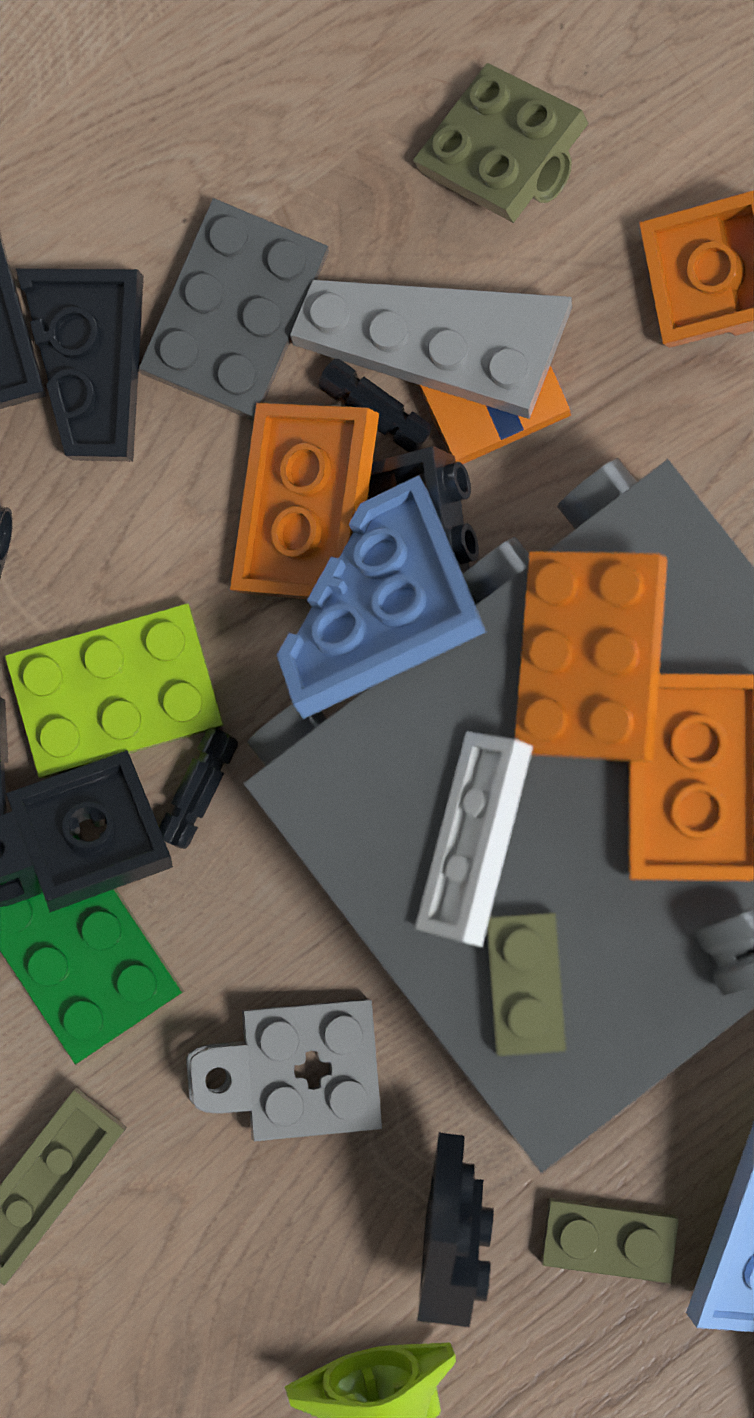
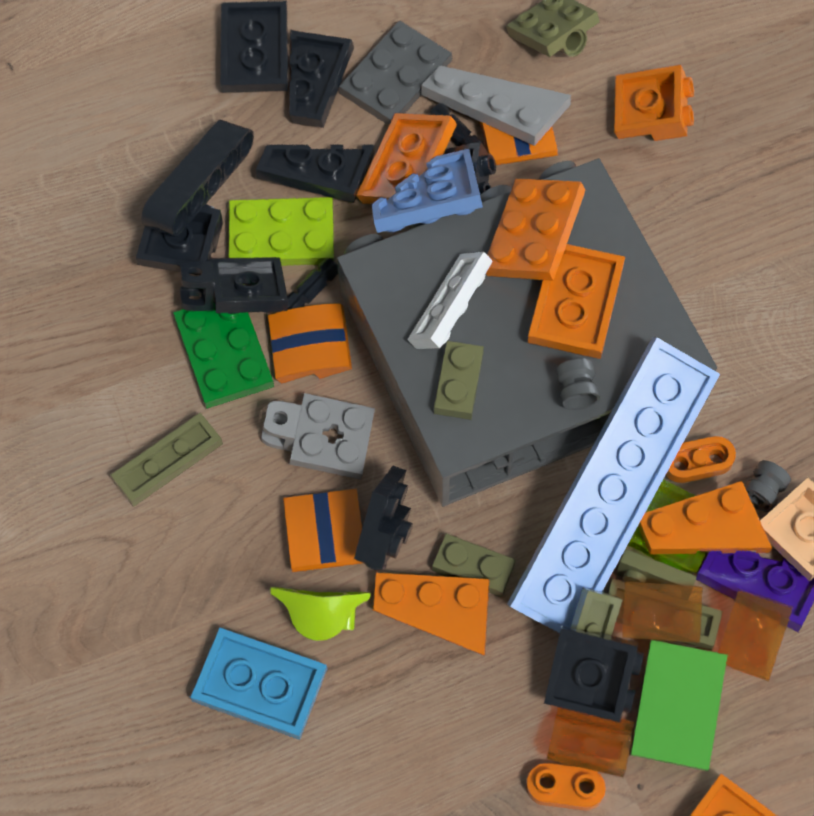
camera: 15 degrees right, 20 degrees down
(147, 553) = (321, 171): none -> black wing
(226, 901) = (309, 342): none -> orange slope
(343, 1246) = (323, 529): none -> orange slope
(570, 1334) = (438, 605): none -> orange wing

